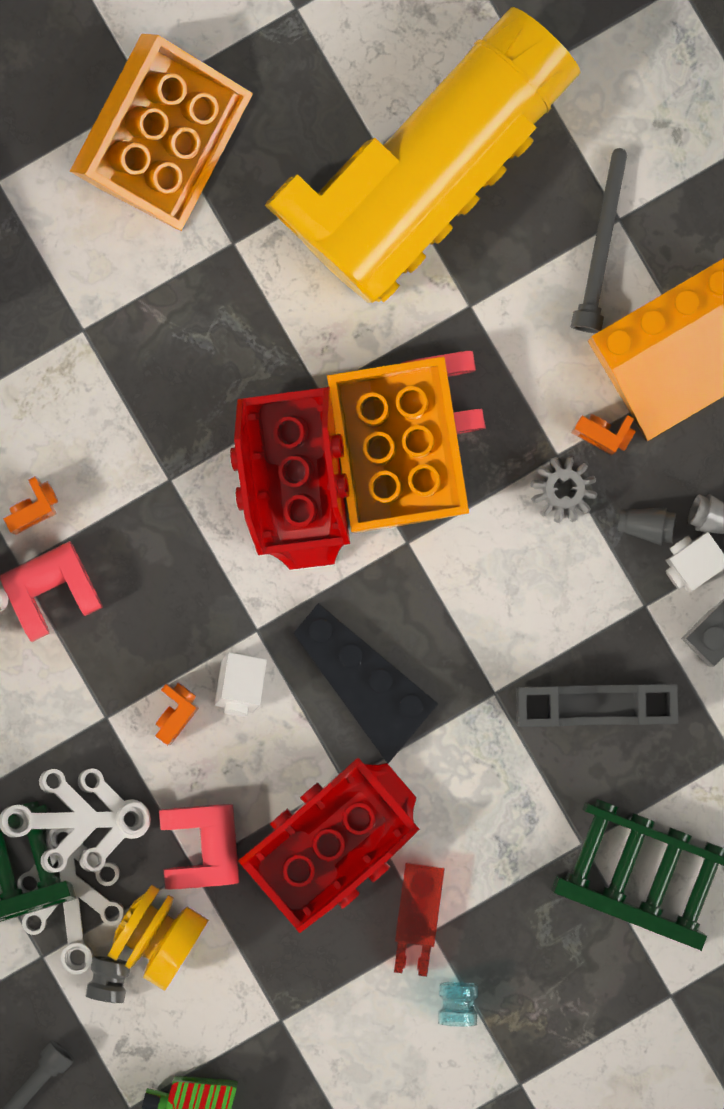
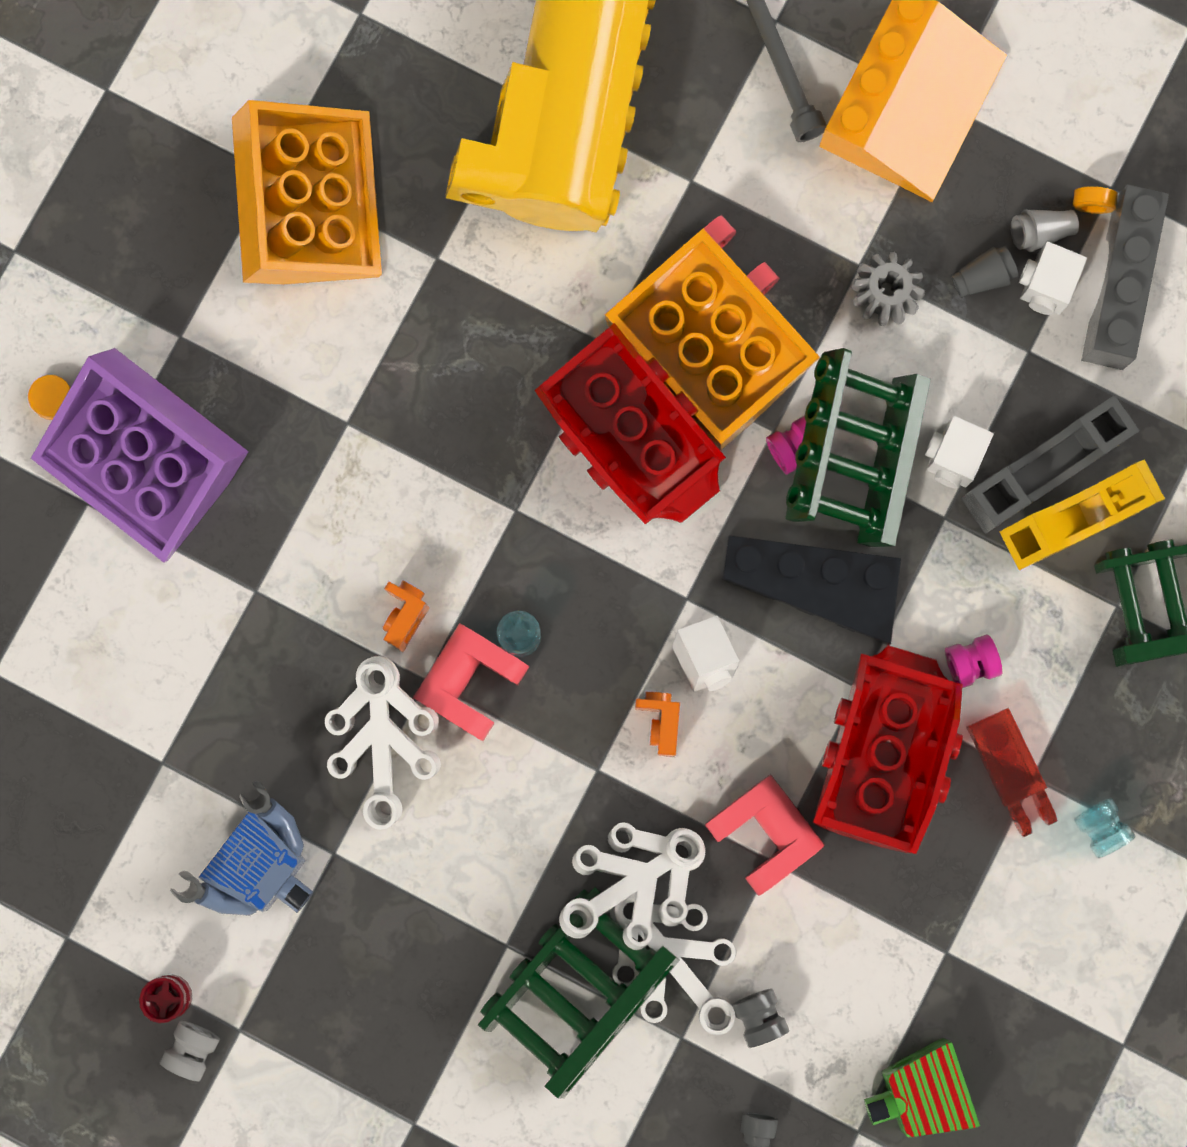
camera: 30 degrees left, 5 degrees down
(104, 575) = (519, 626): none -> clear light blue wheel
(157, 937) = (784, 945): yellow wheel -> none
(413, 565) = (785, 444): none -> dark pink wheel
(441, 817) = (974, 661): none -> dark pink wheel
(491, 612) = (894, 456): none -> dark green fence
(533, 650) = (957, 452): none -> white brick
(592, 759) = (1082, 515): none -> yellow arch
(597, 433) = (889, 220): orange bracket -> none

